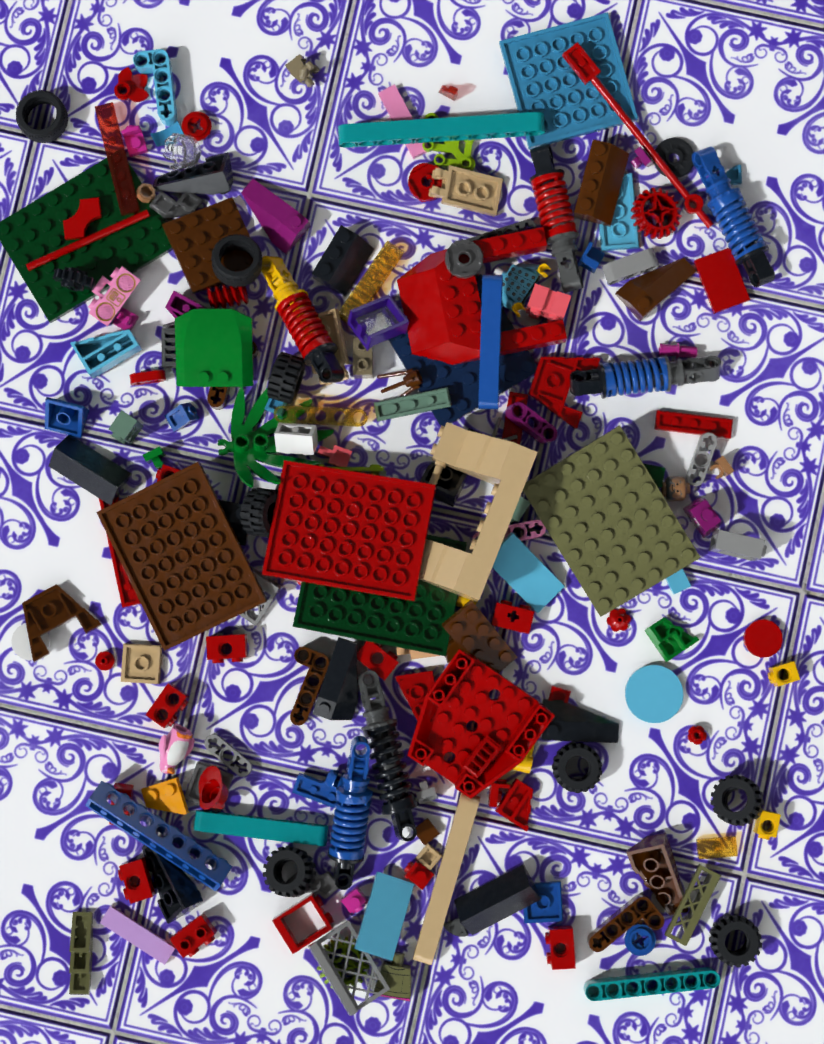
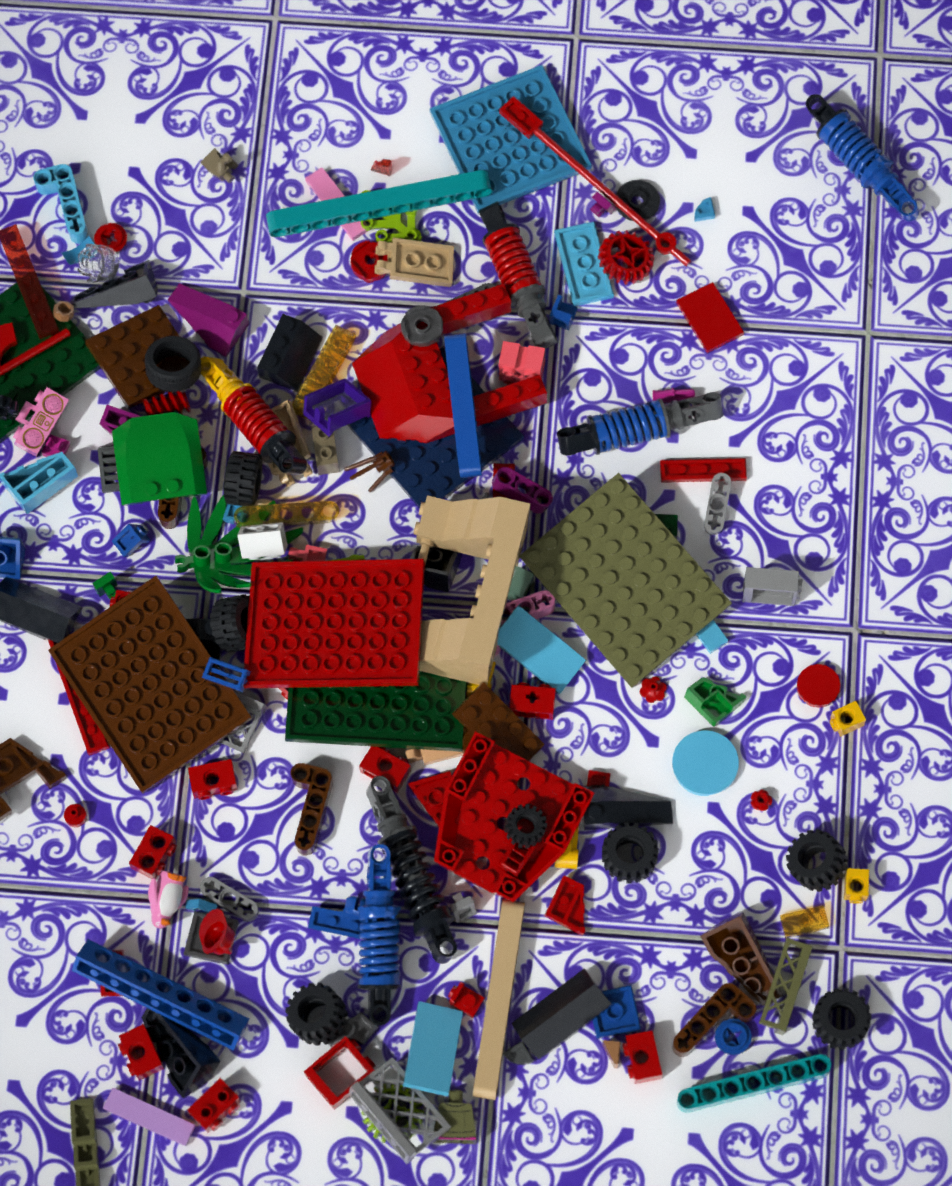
camera: 10 degrees left, 15 degrees down
(125, 428) = (70, 557): sand green brick -> none
(134, 84) = (37, 206): red plate -> none
(134, 140) = (44, 261): dark pink bracket -> none
(141, 663) = (117, 813): tan tile -> none
(147, 377) = (88, 503): red beam -> none
(166, 797) = (163, 953): light orange wing -> none
(169, 208) = (91, 324): flat silver tile -> none
(202, 758) = (200, 904): none -> dark azure tile
(261, 828) = (277, 973): teal beam -> none
(262, 570) = (241, 680): none -> blue tile
(339, 689) = (346, 803): black wedge -> none
(354, 900) = (396, 1038): dark pink brick -> none
(412, 404) = (387, 490): sand green tile -> none
(426, 831) = (468, 952): reddish brown tile -> none
(429, 856) = (476, 979): tan tile -> none
(494, 793) = (542, 898): red bracket -> none
(501, 742) = (525, 838): none -> black tyre
(519, 284) = (486, 349): medium azure torso -> none
(537, 939) = (613, 1052): none -> medium nougat slope
(552, 384) = (539, 449): red wing -> none
(601, 183) = (561, 235): reddish brown slope -> none
(630, 266) = (607, 315): light grey beam -> none
(651, 289) = (634, 337): reddish brown wedge -> none
(675, 488) = (694, 538): medium nougat head -> none
(702, 516) = (728, 562): magenta torso -> none
(723, 467) = (742, 507): medium nougat tile -> none
(733, 219) = (711, 250): piece -> none

